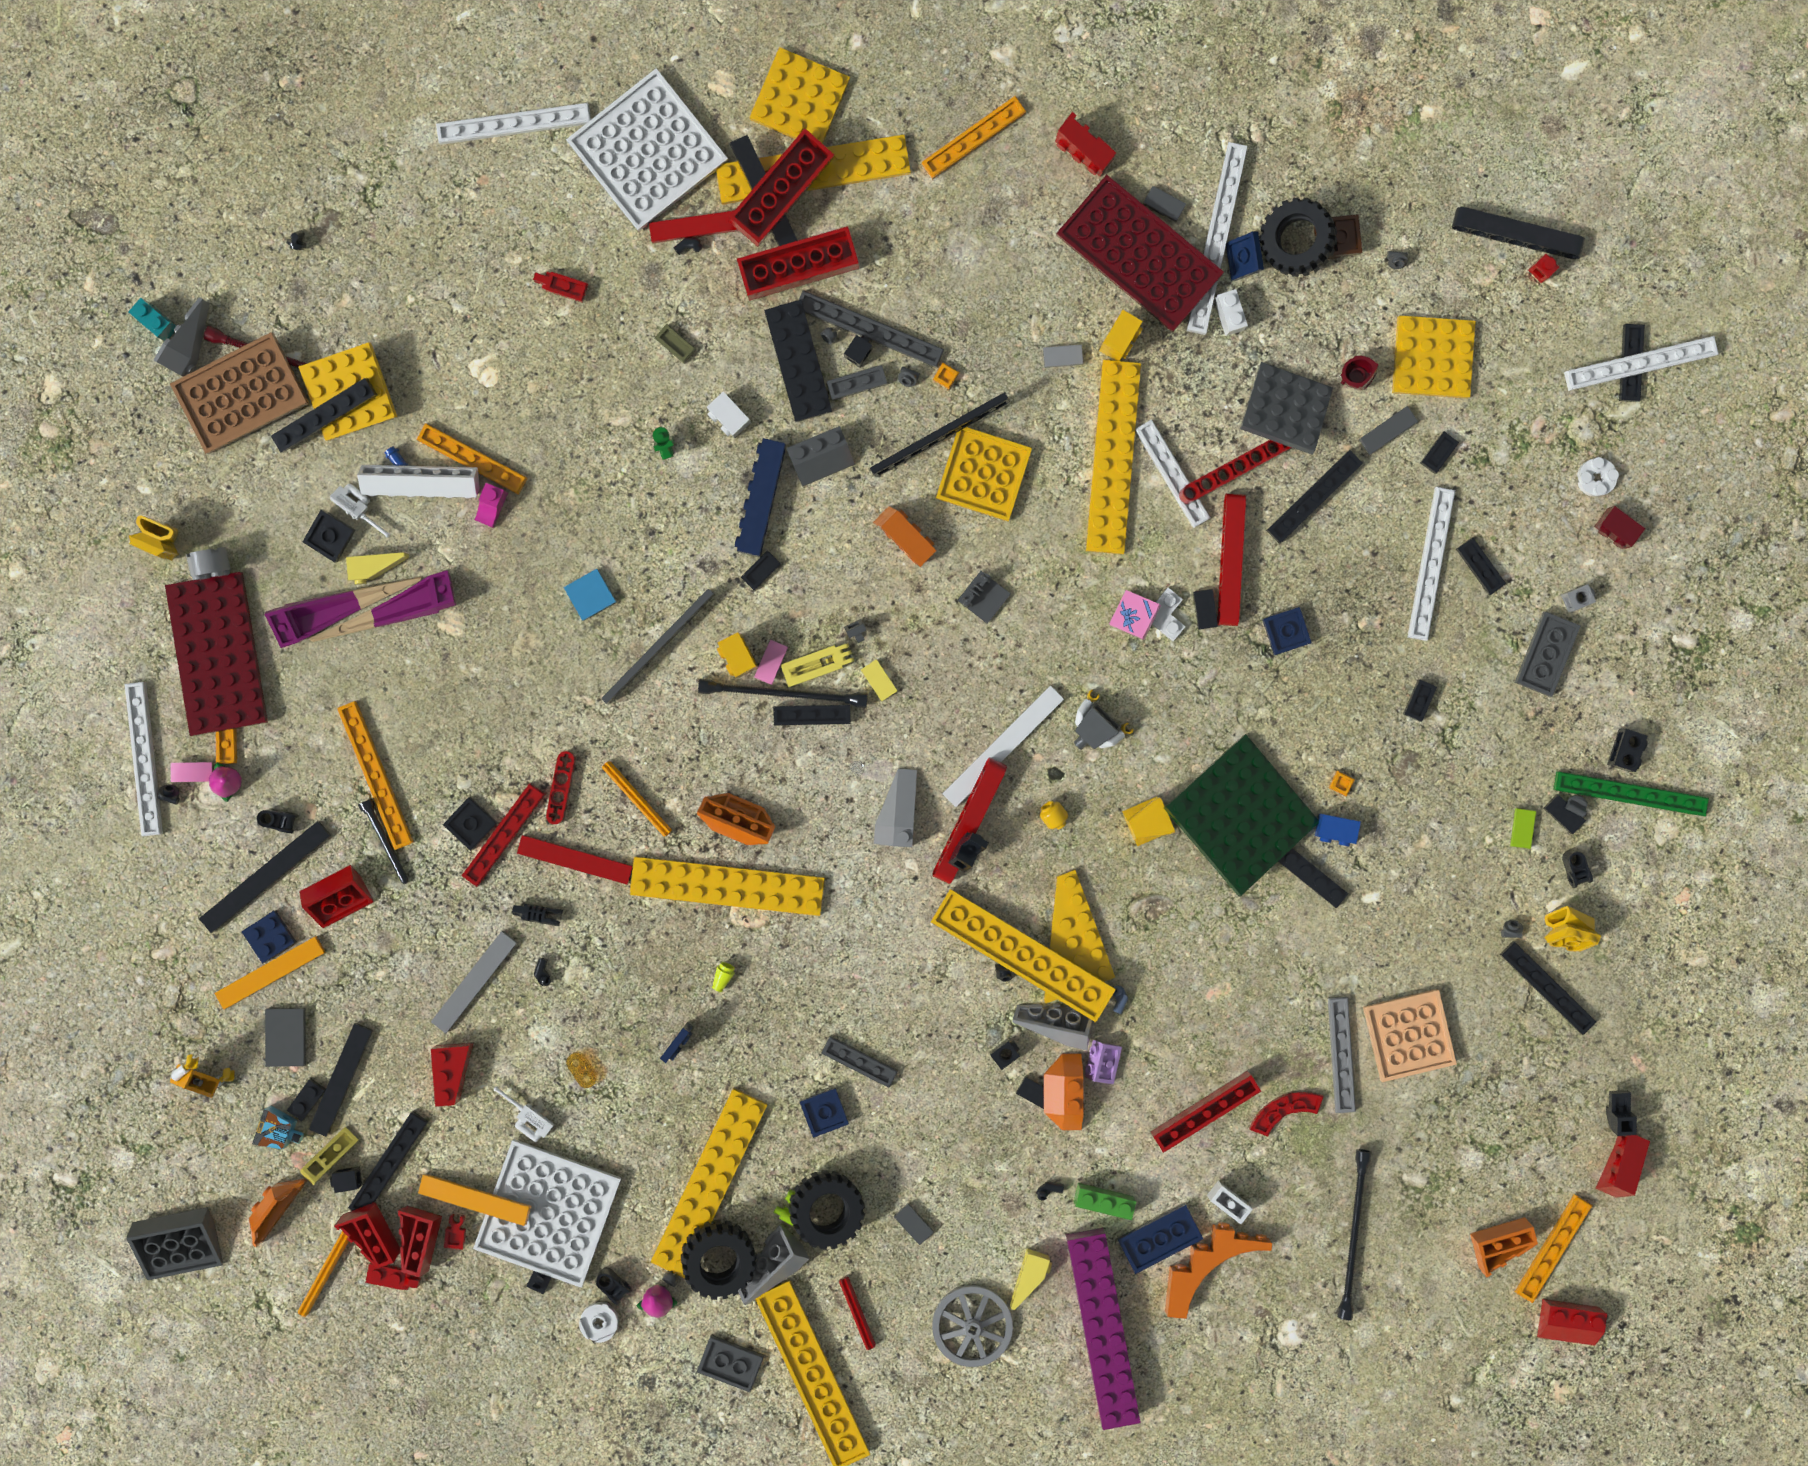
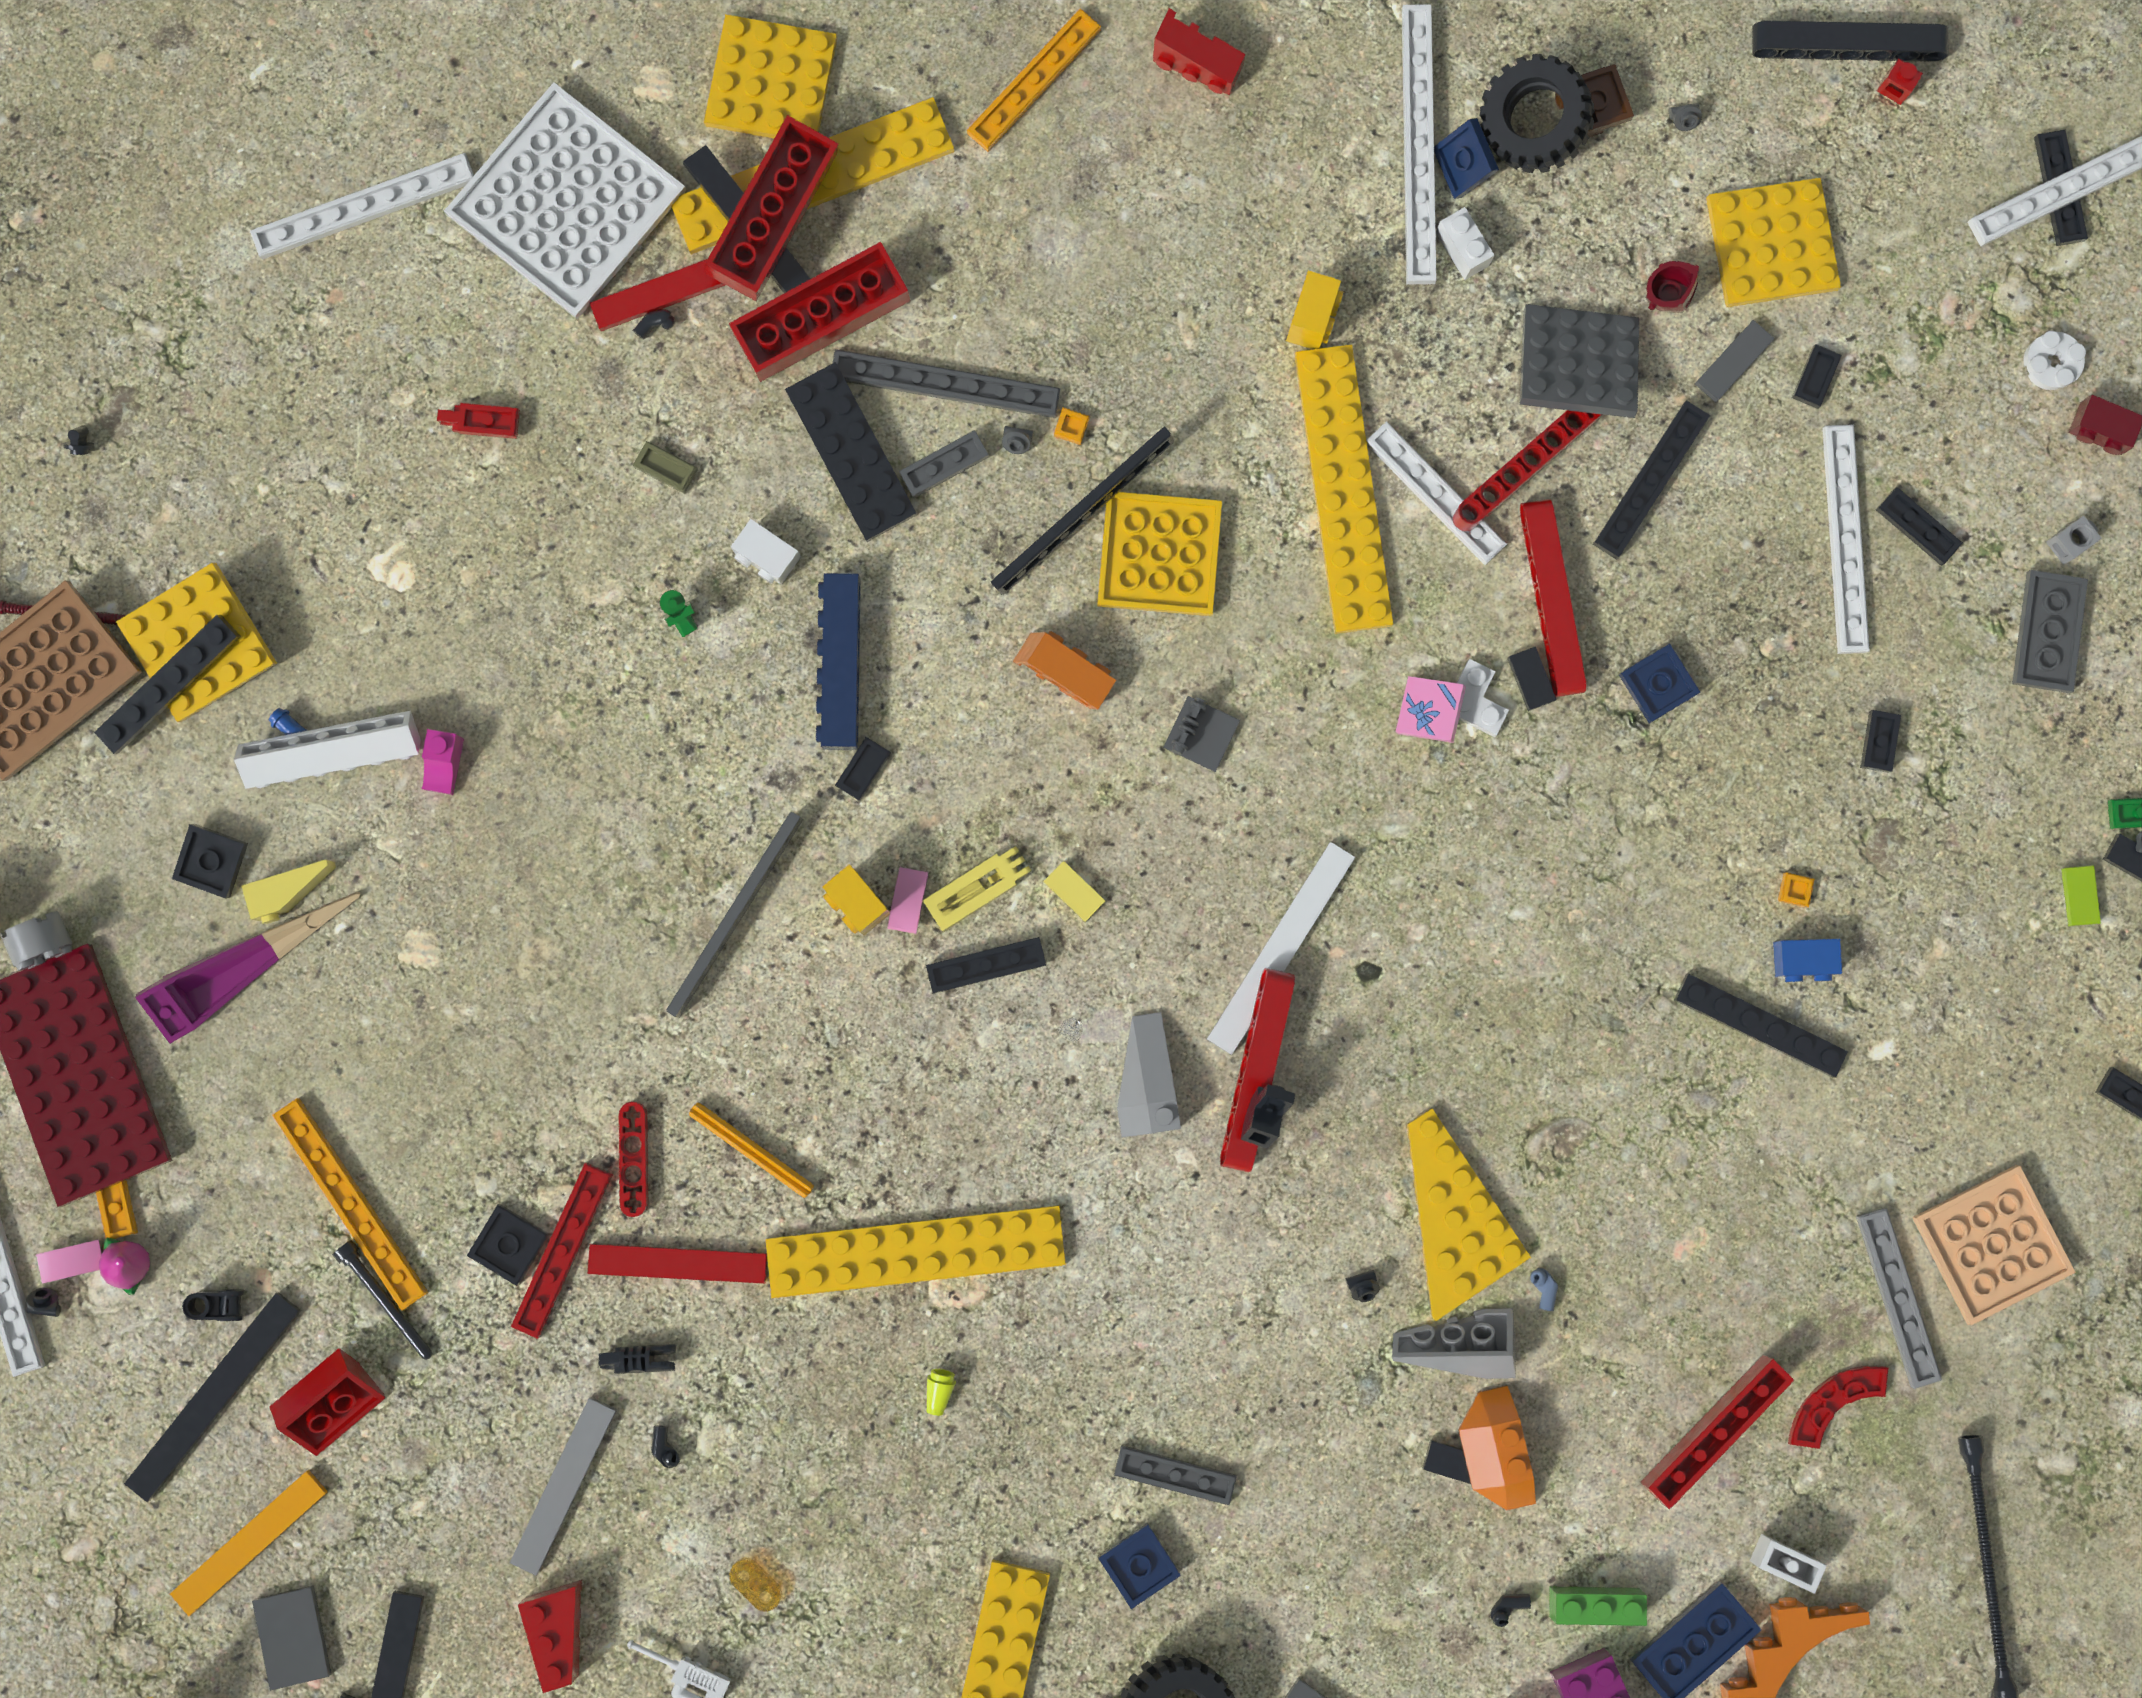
camera: 10 degrees left, 5 degrees down
(268, 936) = (236, 1487): dark blue plate -> none
(356, 510) = (242, 813): white piece -> none
(420, 600) = (364, 926): magenta plate -> none
(472, 458) = (398, 698): light orange tile -> none
(590, 594) = (616, 861): dark azure tile -> none
(674, 1048) = (889, 1518): dark blue plate -> none
(708, 686) = (823, 957): black hose -> none
(736, 819) = (908, 1146): orange wedge -> none
(820, 456) = (914, 581): dark grey slope -> none
(829, 336) = (887, 406): dark grey hinge -> none
(856, 629) = (1023, 824): dark grey tile -> none
(858, 350) = (935, 417): black brick -> none
(1001, 1061) = (1393, 1425): black brick -> none
(1023, 955) = (1386, 1255): yellow plate -> none
(1053, 815) = (1381, 1033): yellow head -> none
(1062, 356) = (1235, 360): light grey tile -> none
(1096, 726) = (1414, 886): dark grey torso -> none
(1103, 1062) = (1543, 1391): lavender bracket -> none
(1139, 253) = (1313, 188): dark red plate -> none
(1148, 821) = (1524, 1009): yellow piece -> none
(1164, 204) = (1331, 112): dark grey tile -> none
(1241, 815) = (1661, 969): dark green plate -> none
(1512, 929) = (2105, 1049): dark grey plate -> none

